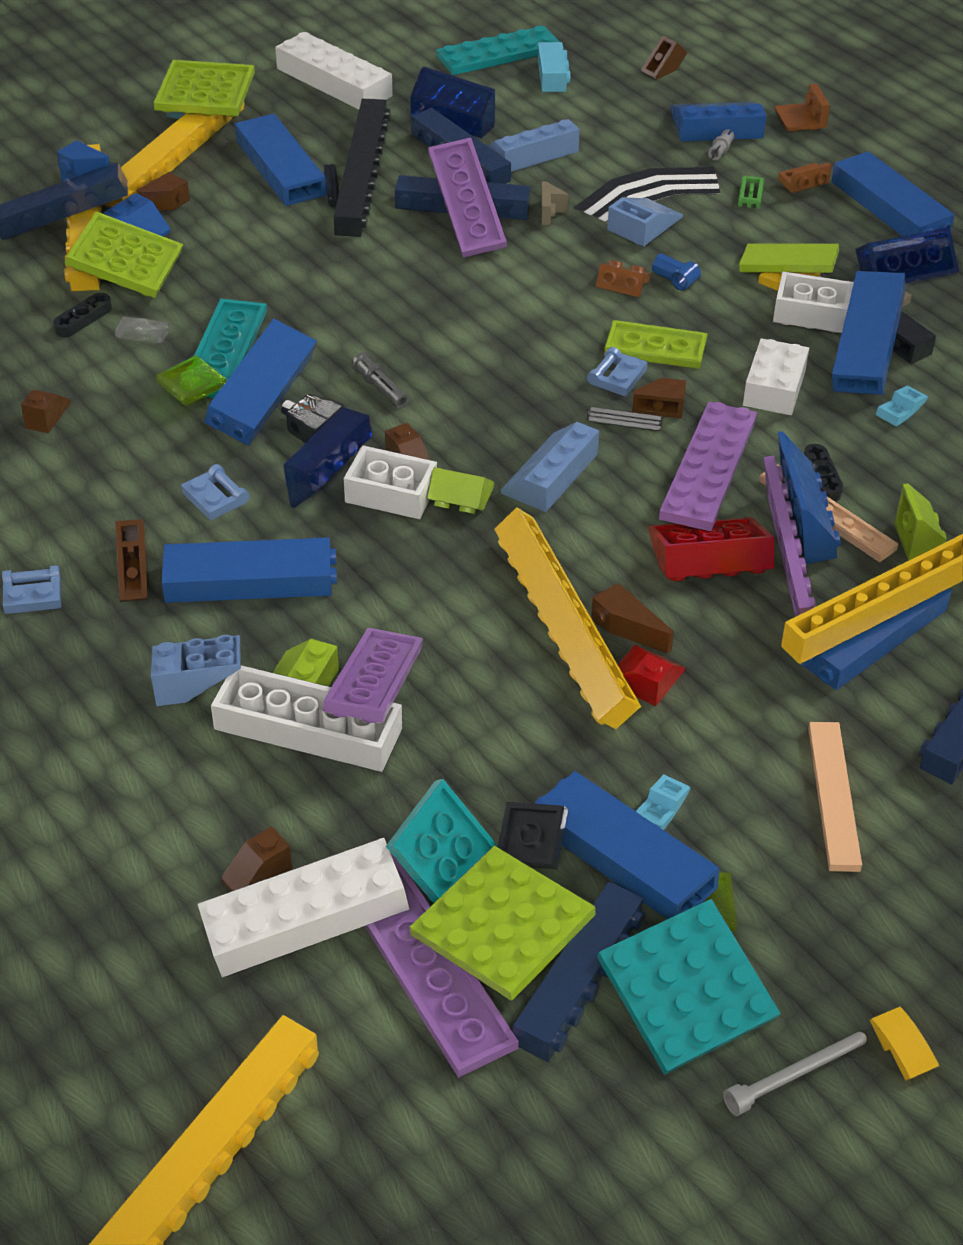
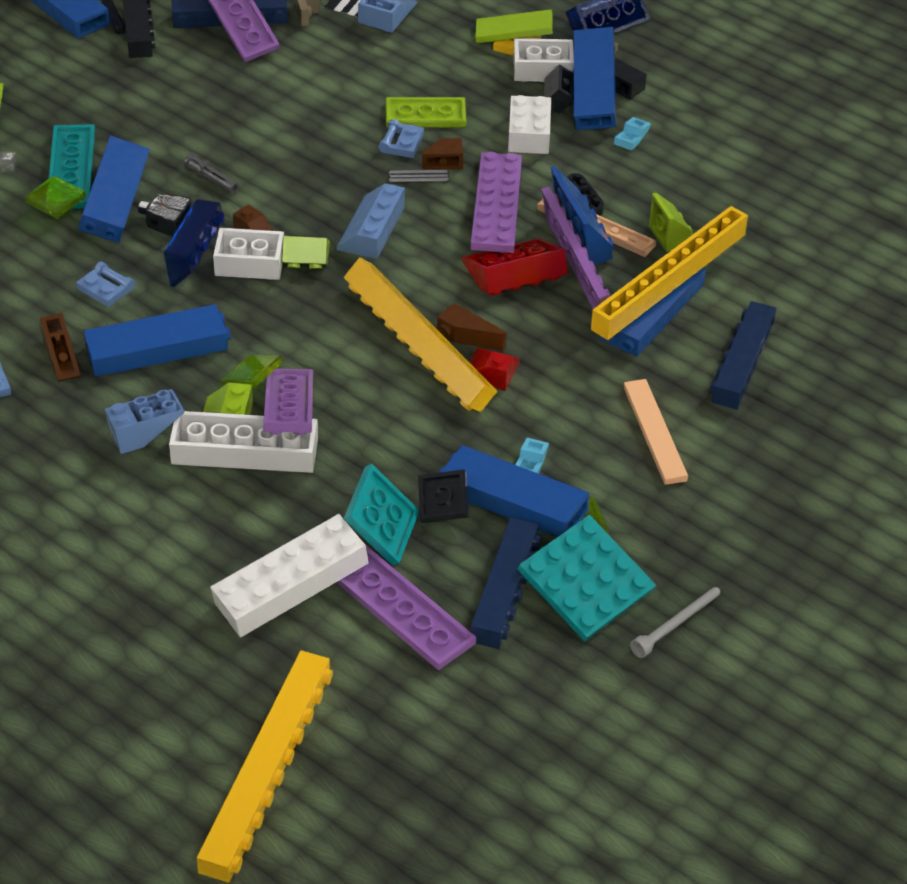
camera: 15 degrees left, 0 degrees up
(258, 860) = (242, 549): reddish brown slope -> none
(348, 627) = (253, 369): none -> clear neon green tile
(502, 922) = (441, 558): lime plate -> none
(622, 279) = (383, 62): dark orange bracket -> none
(680, 274) = (428, 51): blue piece -> none
(823, 338) = (559, 87): none -> black brick
(905, 1041) = (748, 587): yellow slope -> none

